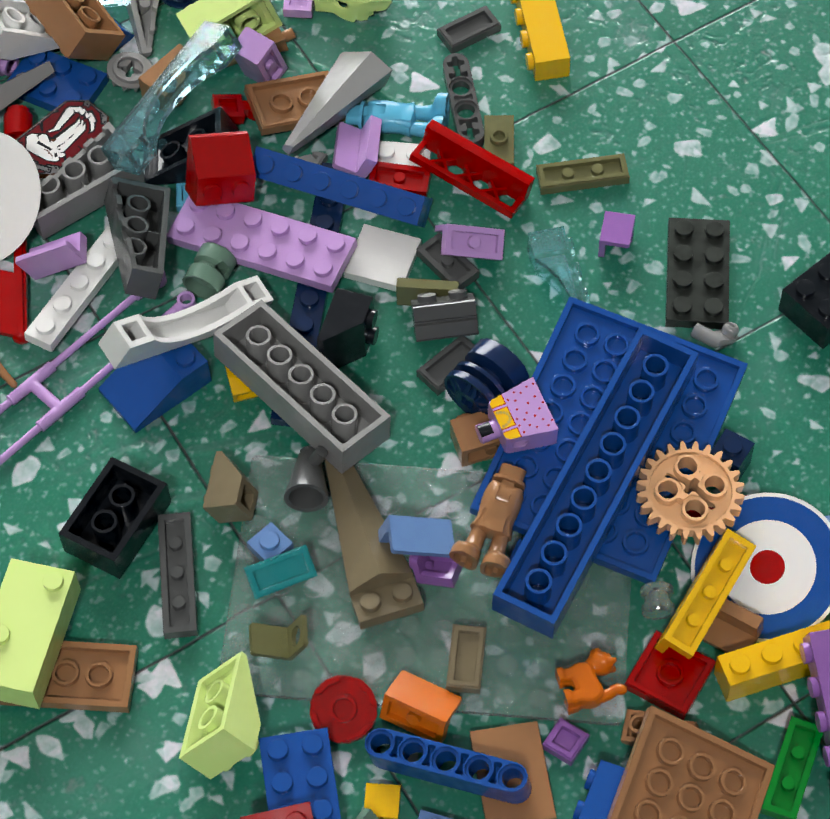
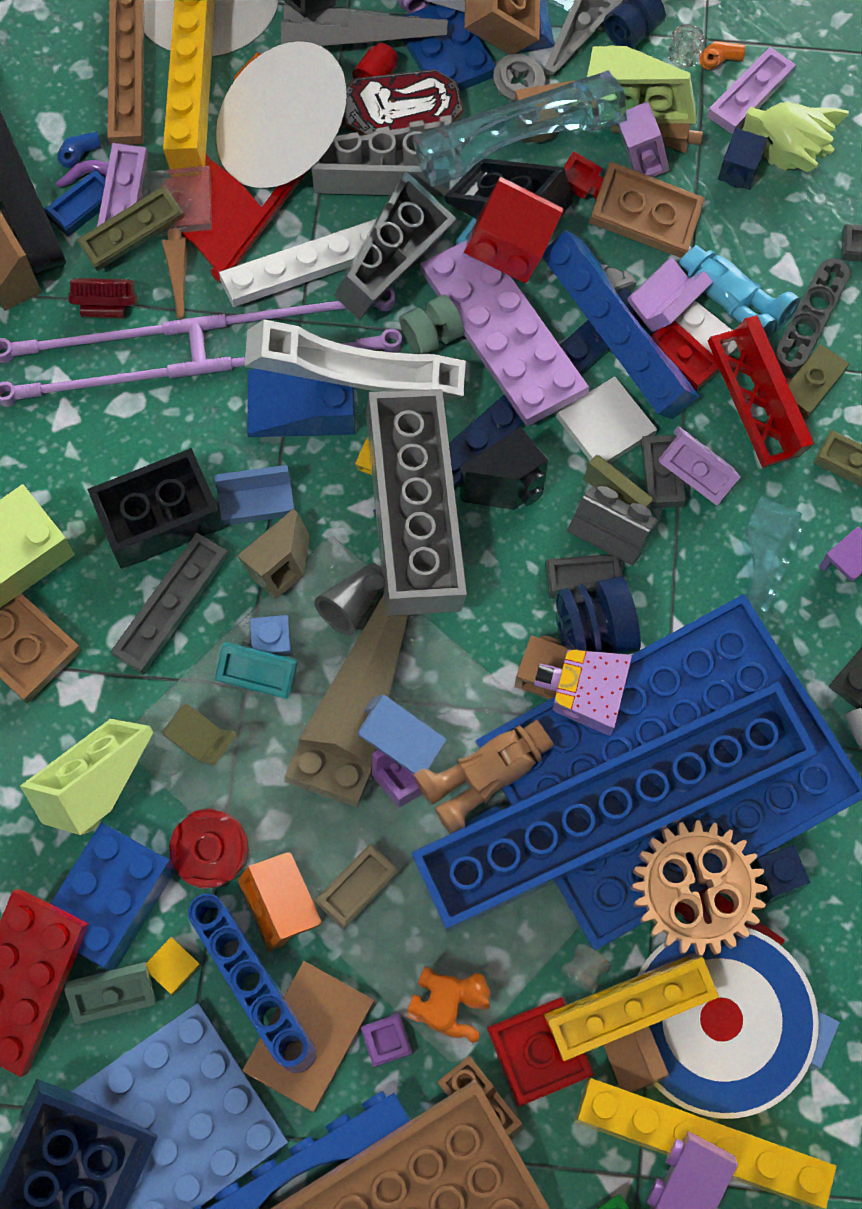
camera: 35 degrees right, 10 degrees up
(54, 256) = (305, 215): lavender panel -> none
(179, 461) = (254, 495): none -> medium blue panel
(333, 28) = (742, 158): none -> dark blue brick
(347, 84) = (713, 223): light grey wedge -> none

